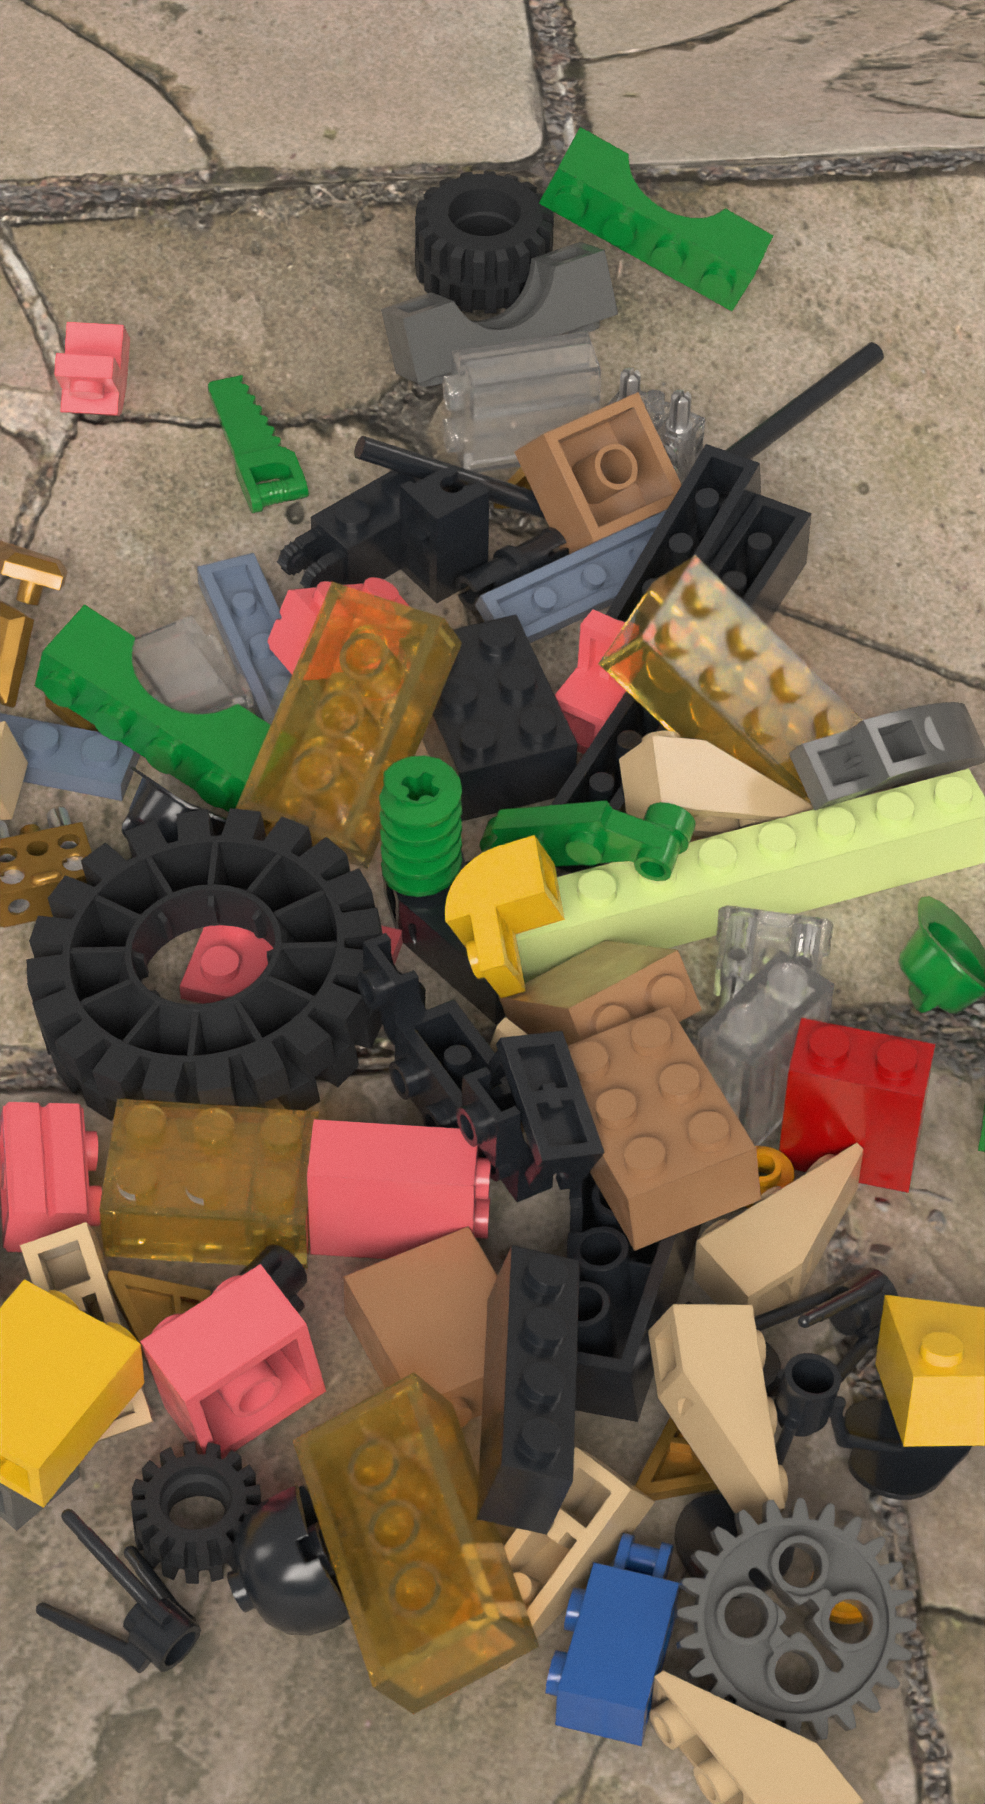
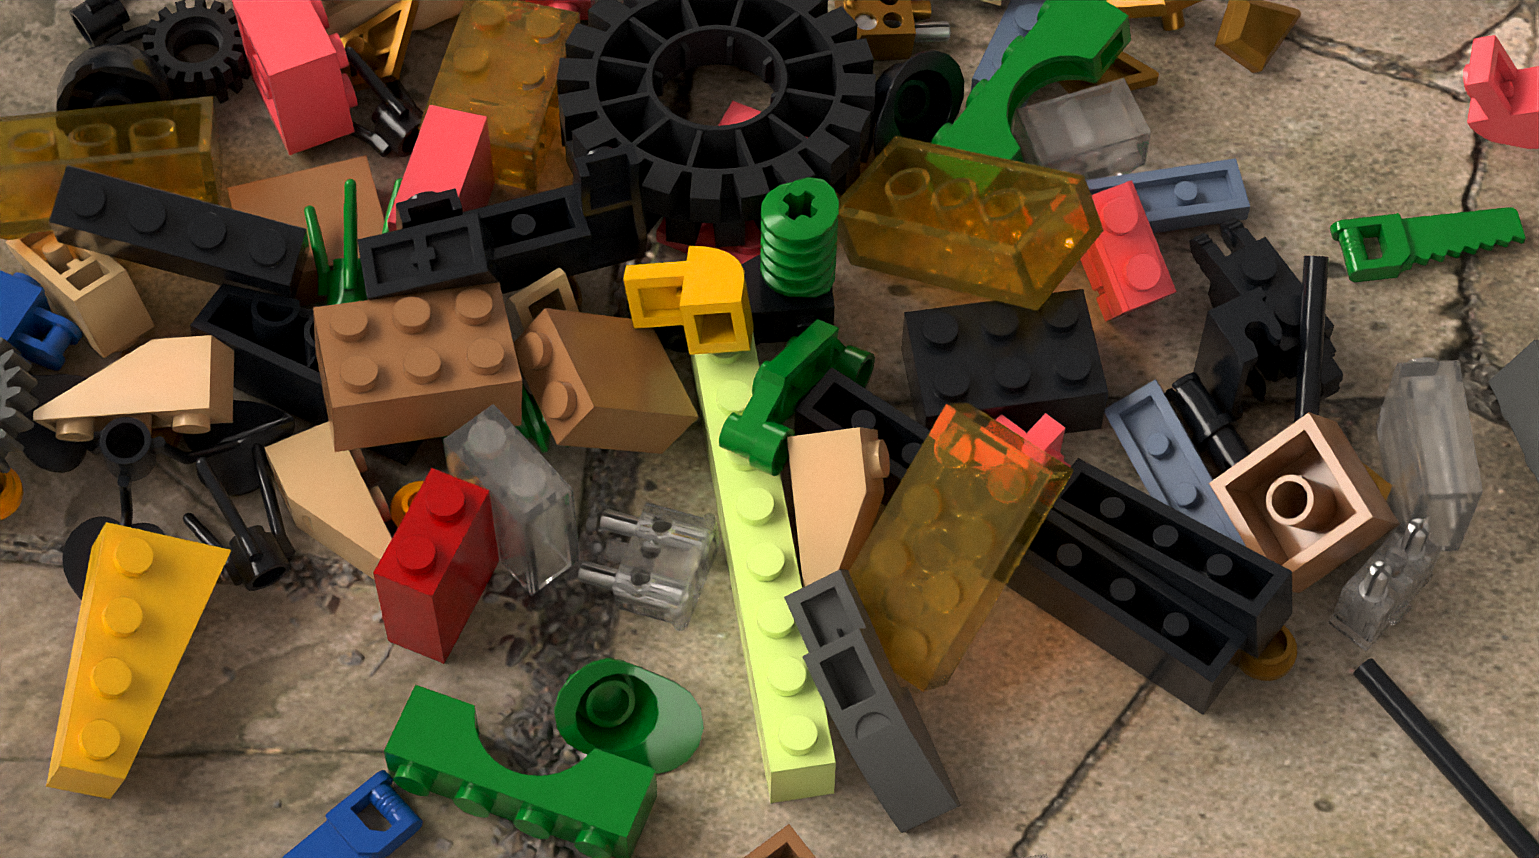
camera: 100 degrees right, 10 degrees up
(525, 1230) = (346, 279): none -> green plant

